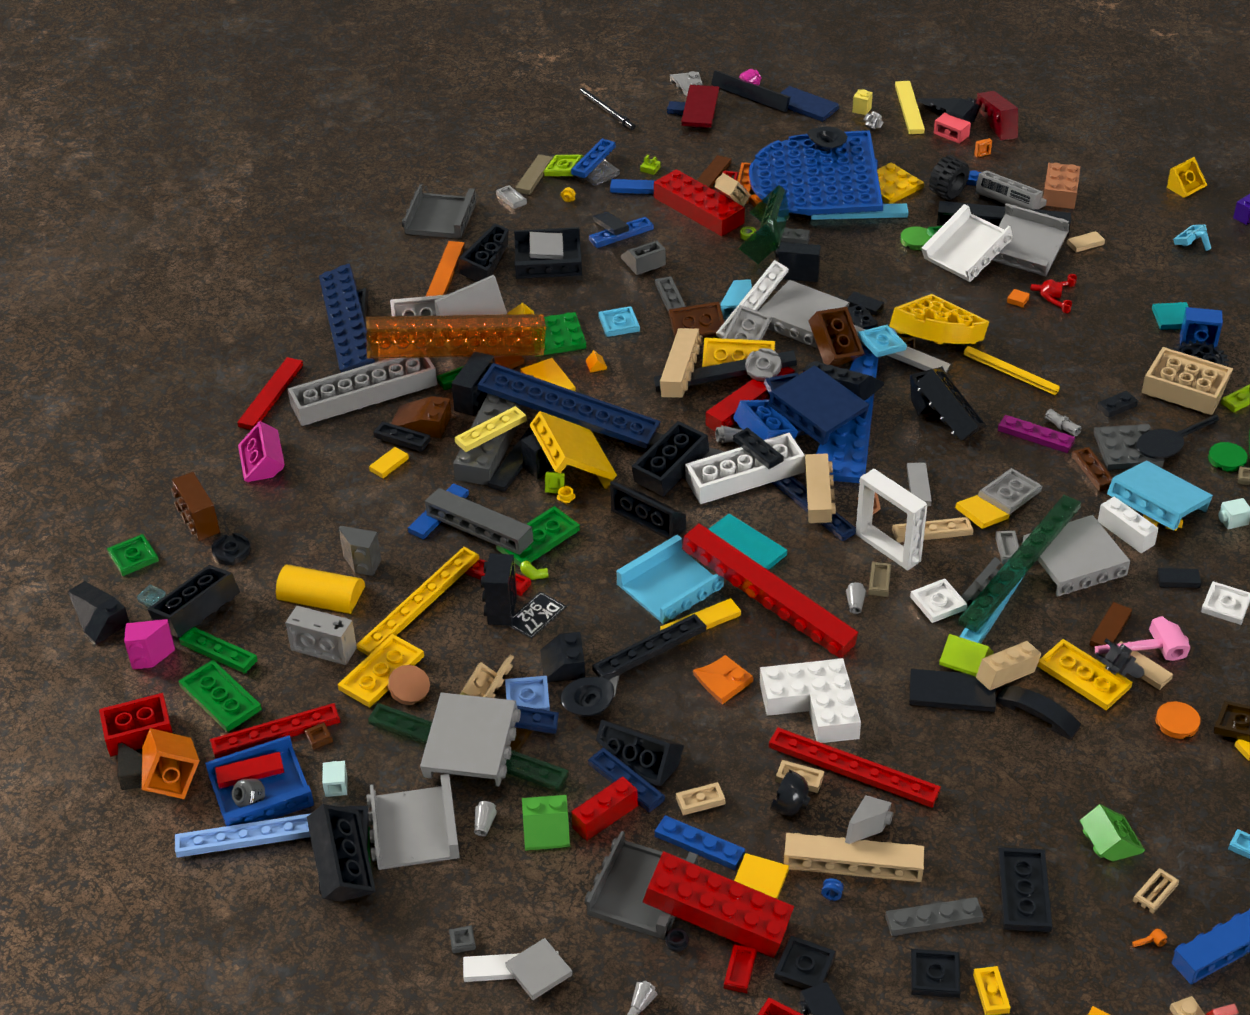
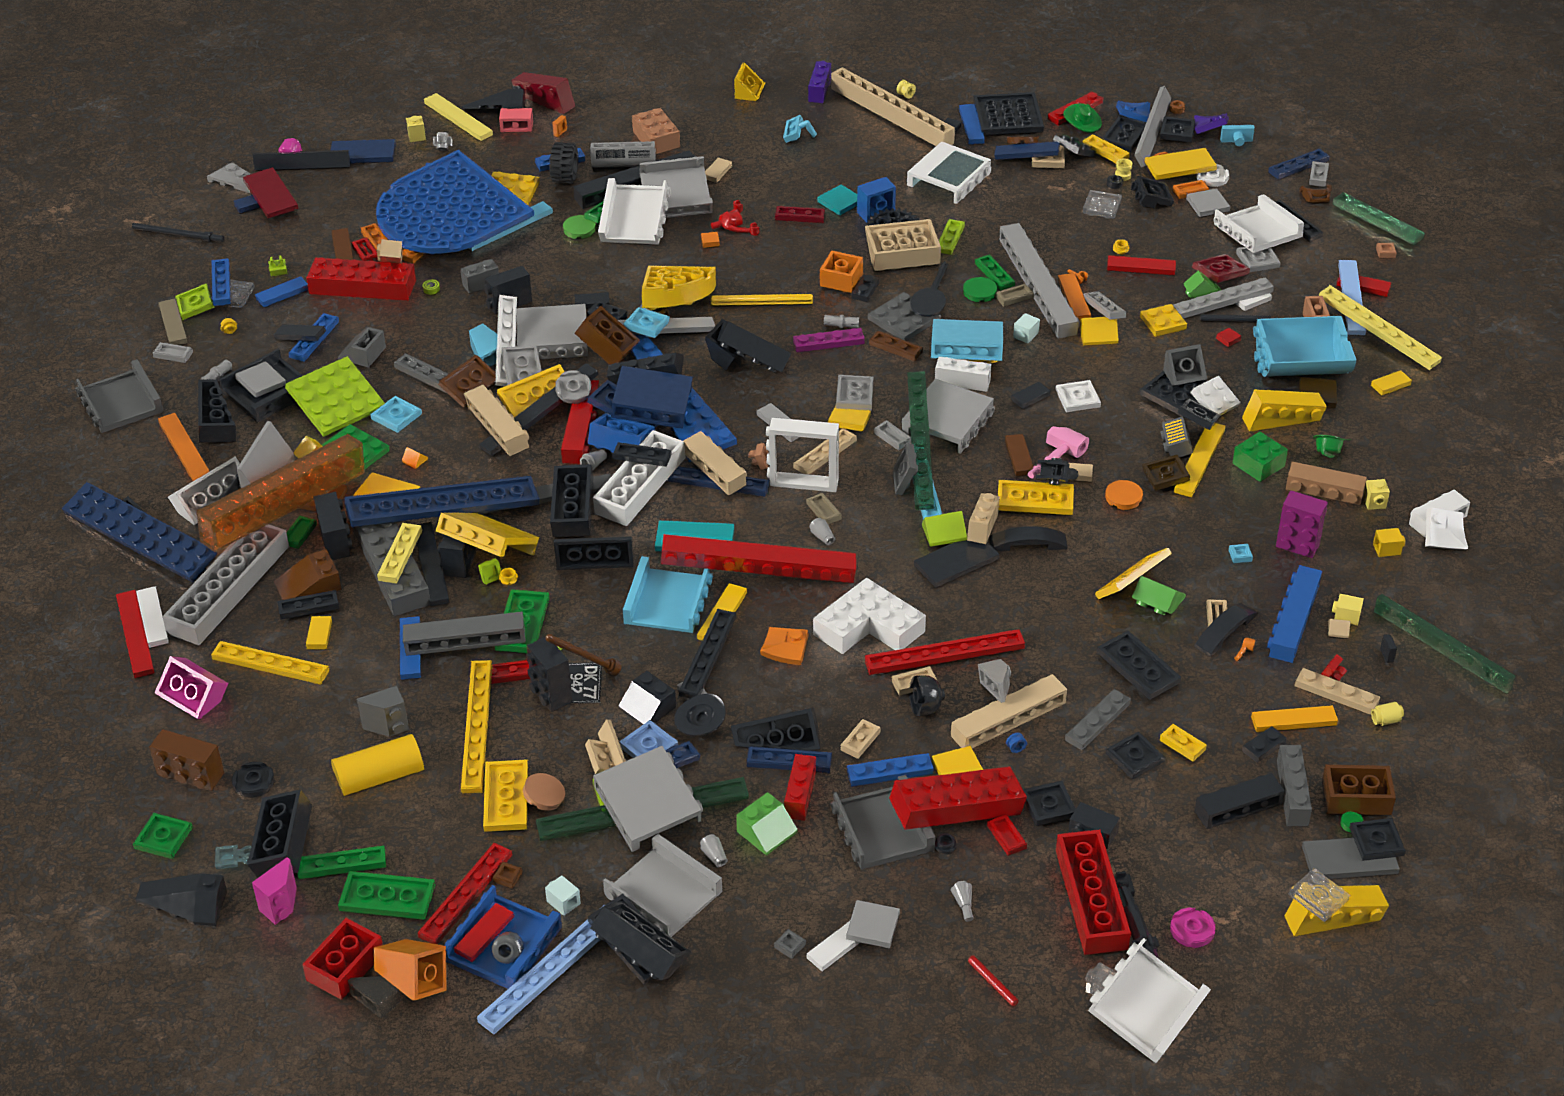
camera: 40 degrees left, 0 degrees up
(302, 375) = (152, 617): none -> white tile
(321, 635) = (429, 795): light grey piece -> none
(334, 467) = (270, 662): none -> yellow tile
(523, 225) = (219, 371): none -> light grey pin
(564, 612) = (610, 666): none -> reddish brown piece
(583, 284) = (334, 396): none -> lime plate
(773, 215) = (450, 250): clear green windscreen -> none
(827, 137) = (433, 171): black hat -> none
(938, 600) = (884, 500): white plate -> none
(1102, 798) = (1133, 573): none -> yellow tile
(1104, 377) = (841, 271): none -> orange brick
(1123, 312) = (800, 214): none -> dark red tile
(1151, 903) = (1223, 626): none -> black slope

